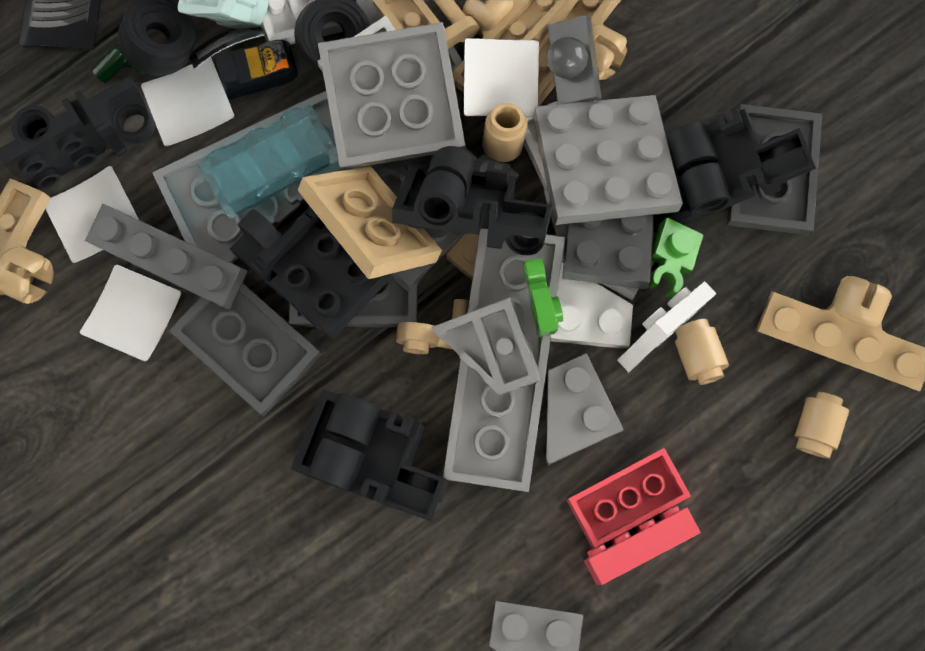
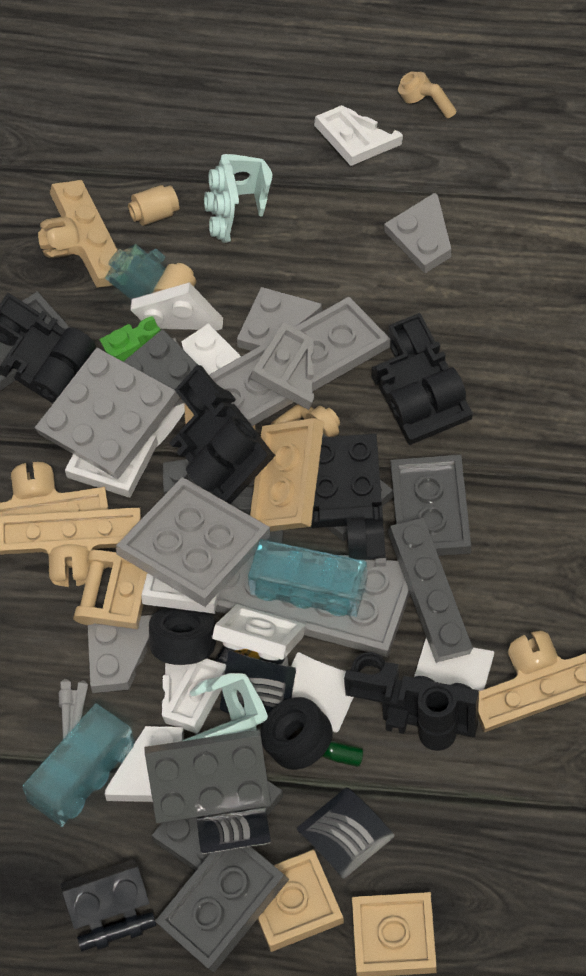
camera: 130 degrees left, 20 degrees down
(131, 313) = (487, 590): white sticker -> none
(259, 75) = (258, 631): none -> white plate
(500, 74) = (111, 504): white sticker -> none
(504, 132) = (147, 479): tan brick -> none
(545, 309) = (239, 356): bright green plate -> none
(574, 60) = (59, 478): dark grey tile -> none
(628, 498) = (297, 254): coral piece -> none
(635, 549) = (317, 224): coral piece -> none
(747, 325) = (135, 271): none -> clear light blue brick
(767, 486) = (225, 191): none -> light aqua piece

